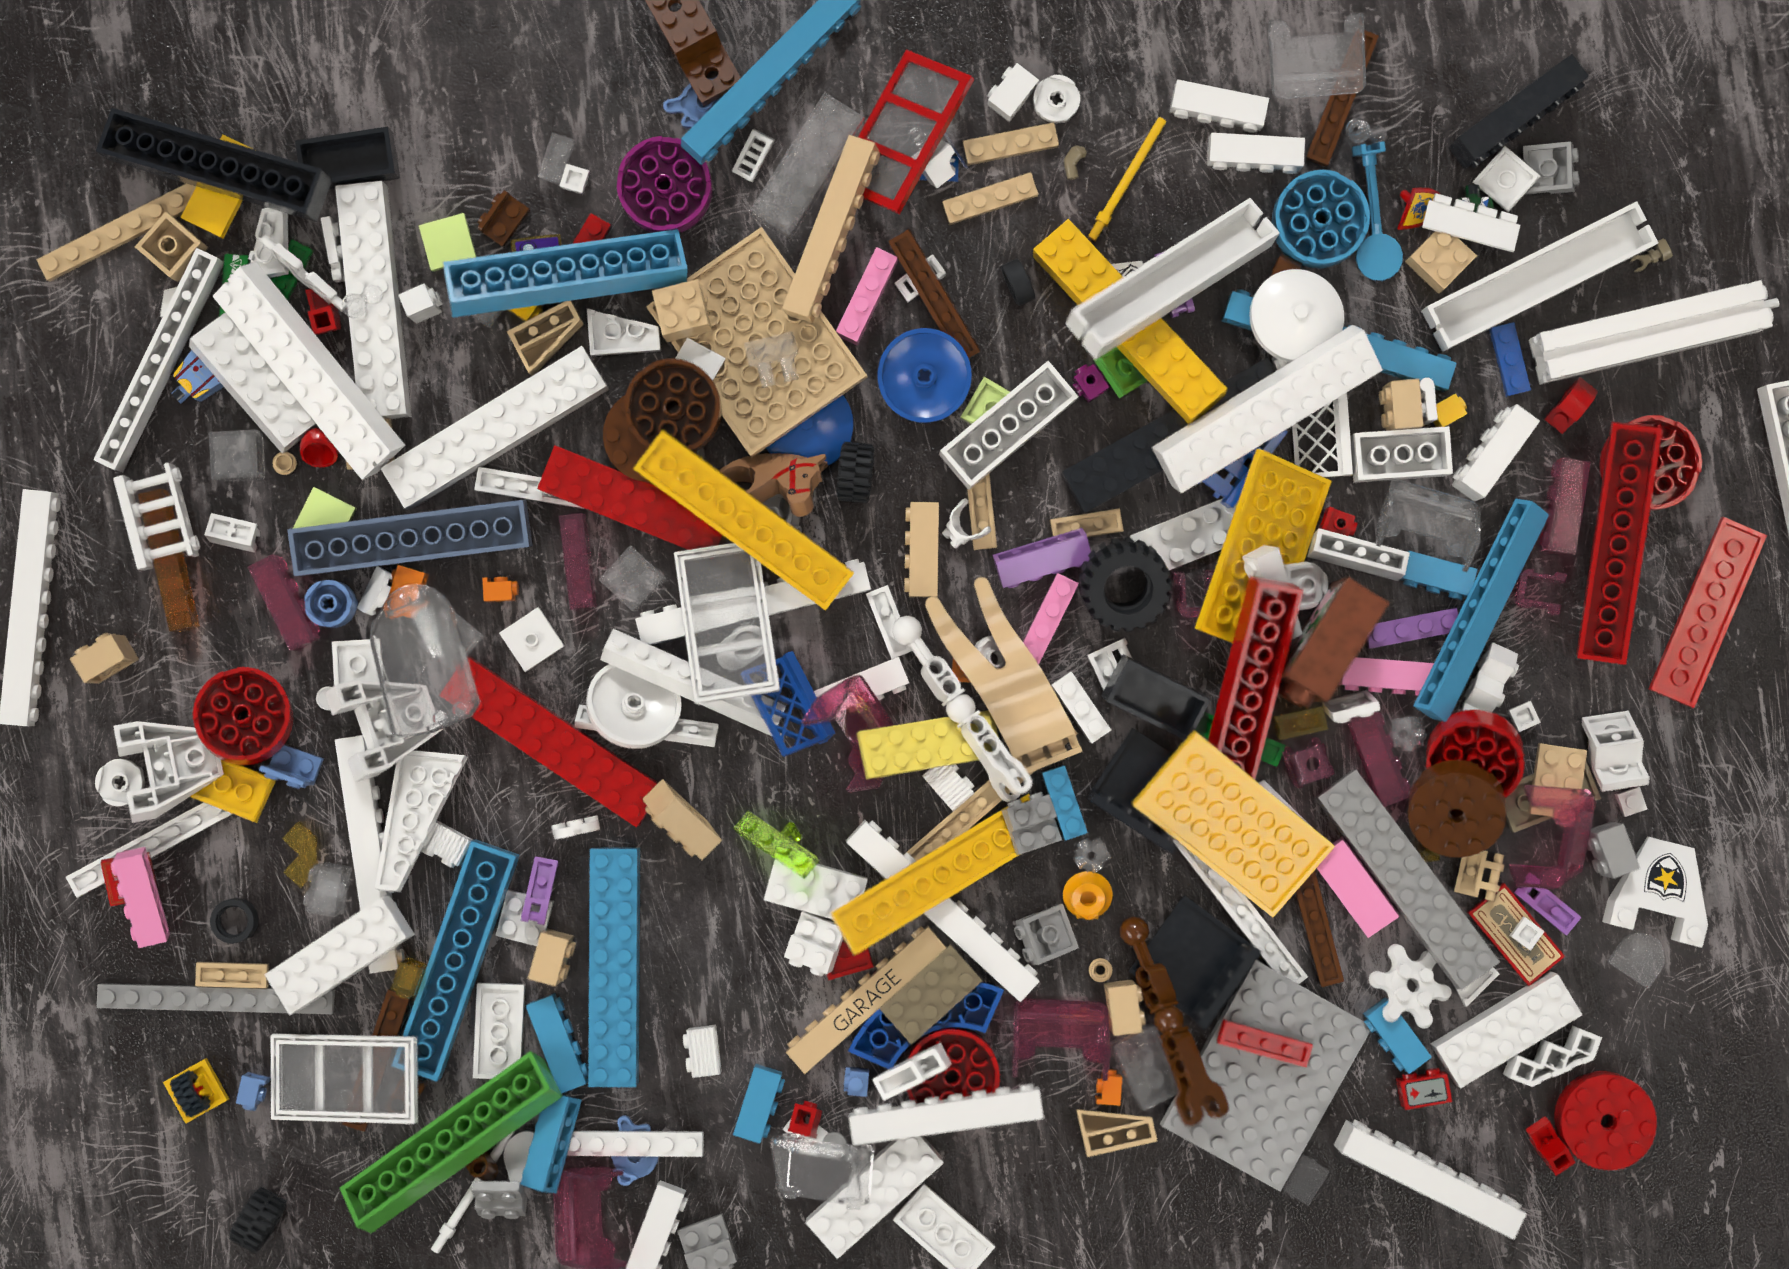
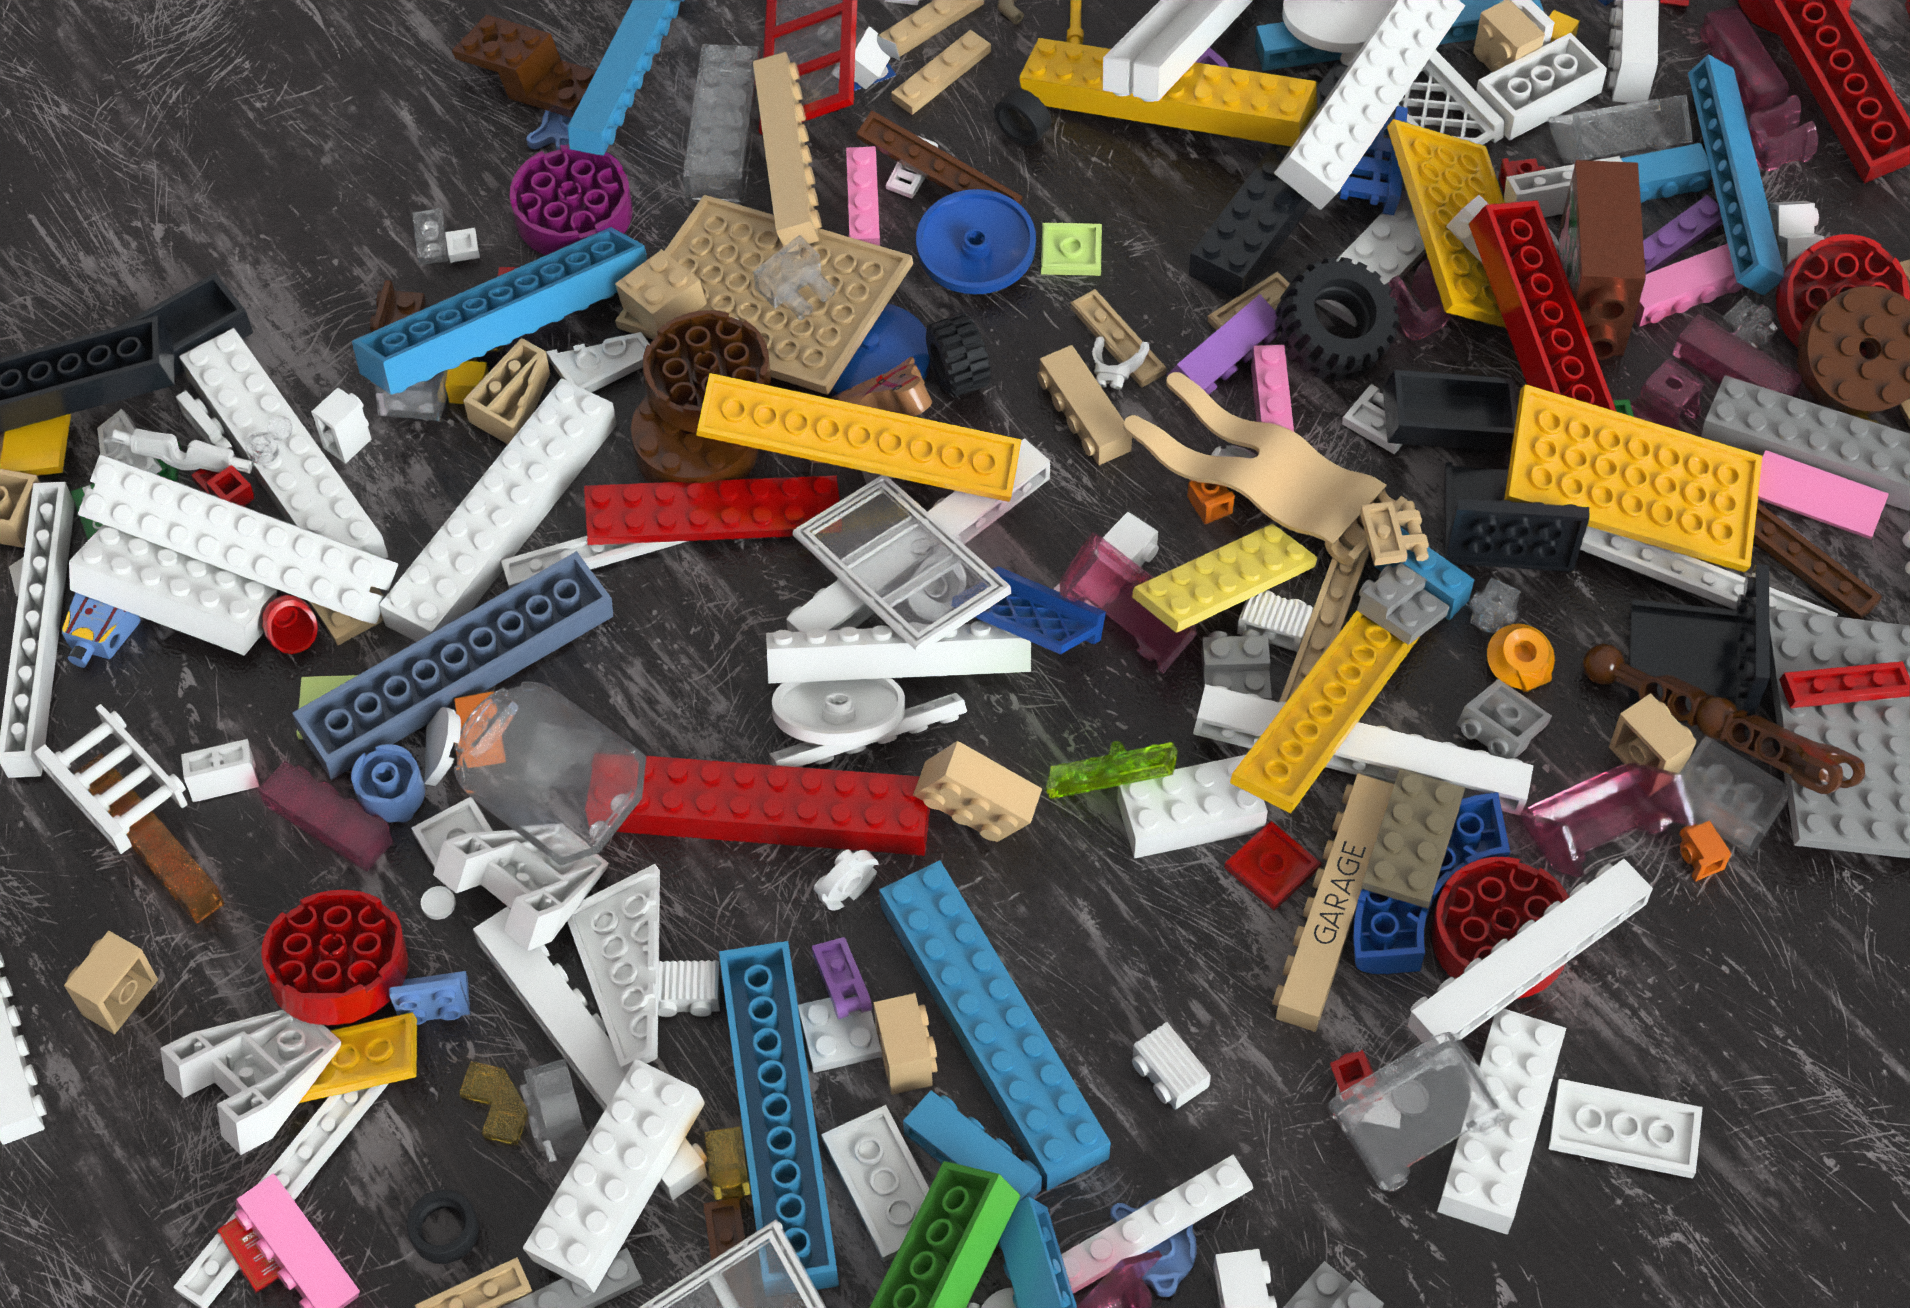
camera: 30 degrees left, 30 degrees down
(113, 770) = (189, 1151): white plate -> none
(236, 455) = (185, 684): clear brick -> none
(284, 463) = (251, 670): tan plate -> none
(447, 240) = (335, 366): yellowish green tile -> none
(500, 589) = (598, 675): orange brick -> none
(532, 639) = (668, 713): white plate -> none
(577, 561) = (680, 600): clear pink brick -> none
(632, 579) = (758, 586): clear brick -> none
(745, 151) = (655, 122): white slope -> none
(759, 1103) = (1283, 1093): dark azure brick -> none
(814, 944) = (1231, 866): white plate -> none
(856, 1081) = (1390, 1000): medium blue brick -> none
(886, 615) = (1091, 491): white plate -> none
(903, 805) = (1237, 662): none -> light grey plate
(912, 1071) = (1452, 928): white slope -> none
(961, 709) = (1267, 531): white piece -> none
(1008, 425) = (1100, 243): white brick -> none
(1047, 773) = (1385, 536): none -> tan plate
(1080, 707) = (1397, 472): white brick -> none
(1089, 391) = (1163, 170): magenta brick -> none
(1100, 977) = (1598, 723): tan plate -> none
(1113, 1132) = (1745, 892): tan wedge -> none
(1119, 372) = (1190, 143): bright green tile -> none
(1300, 723) = (1631, 365): clear yellow brick -> none
(1352, 705) = (1671, 323): white plate -> none

